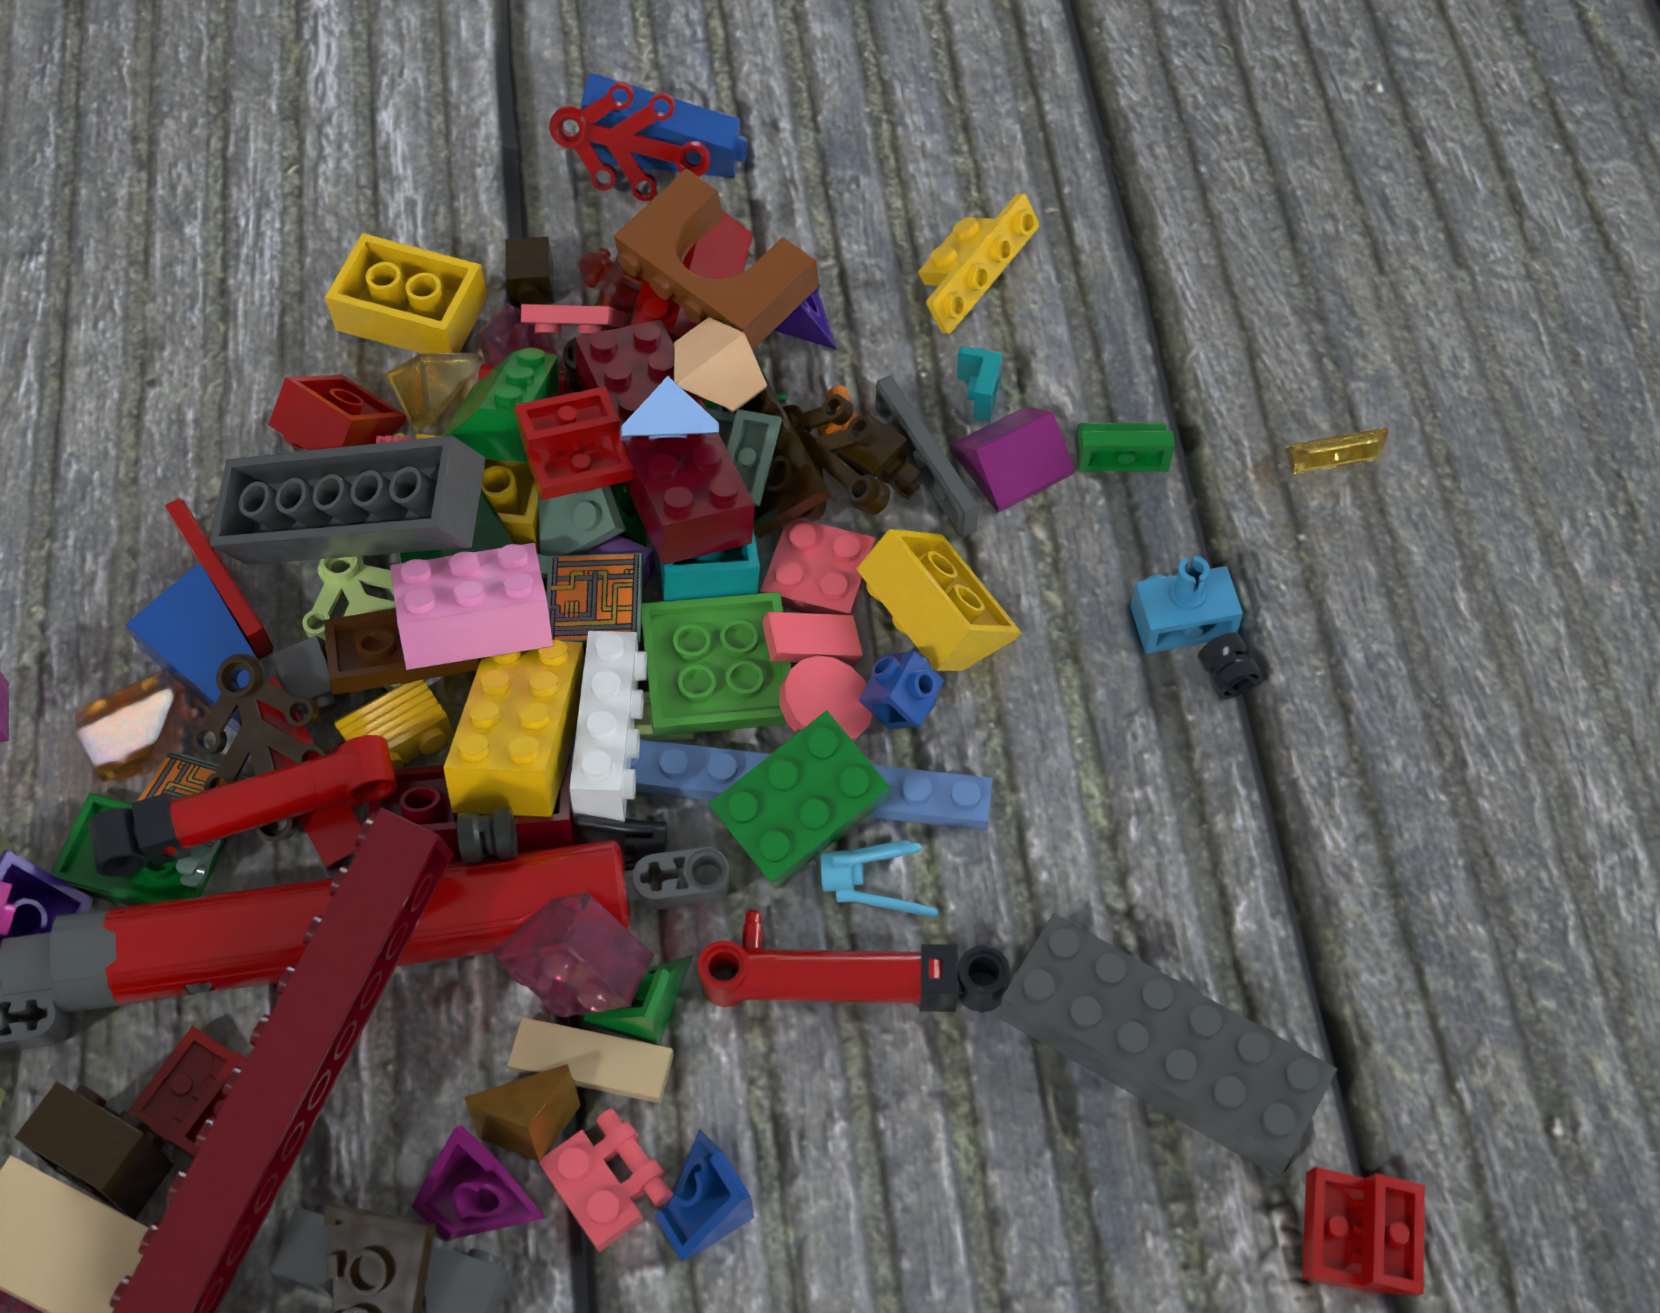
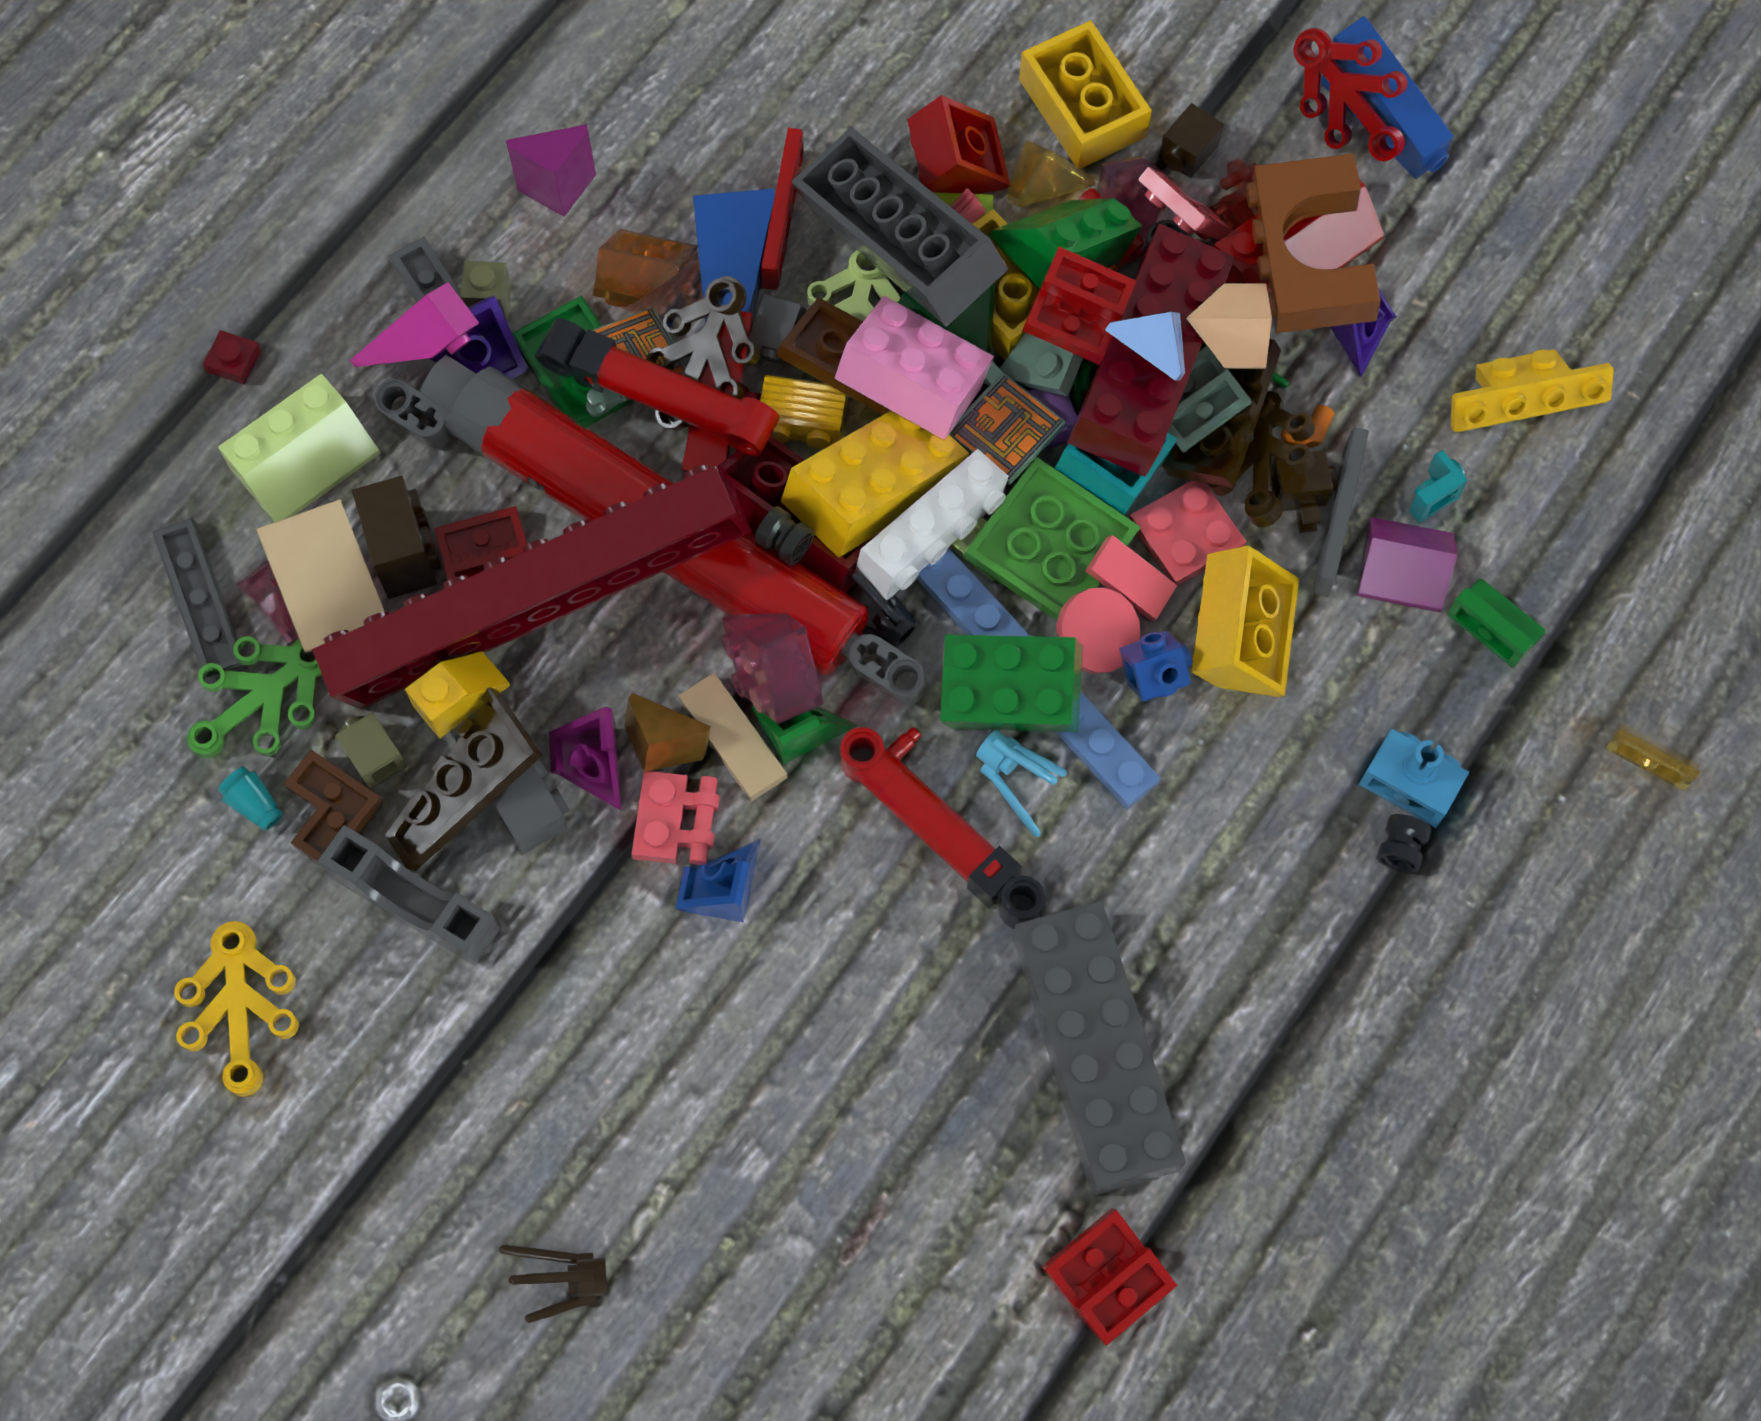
camera: 40 degrees right, 10 degrees up
(289, 1242) = (454, 690): none -> yellow slope

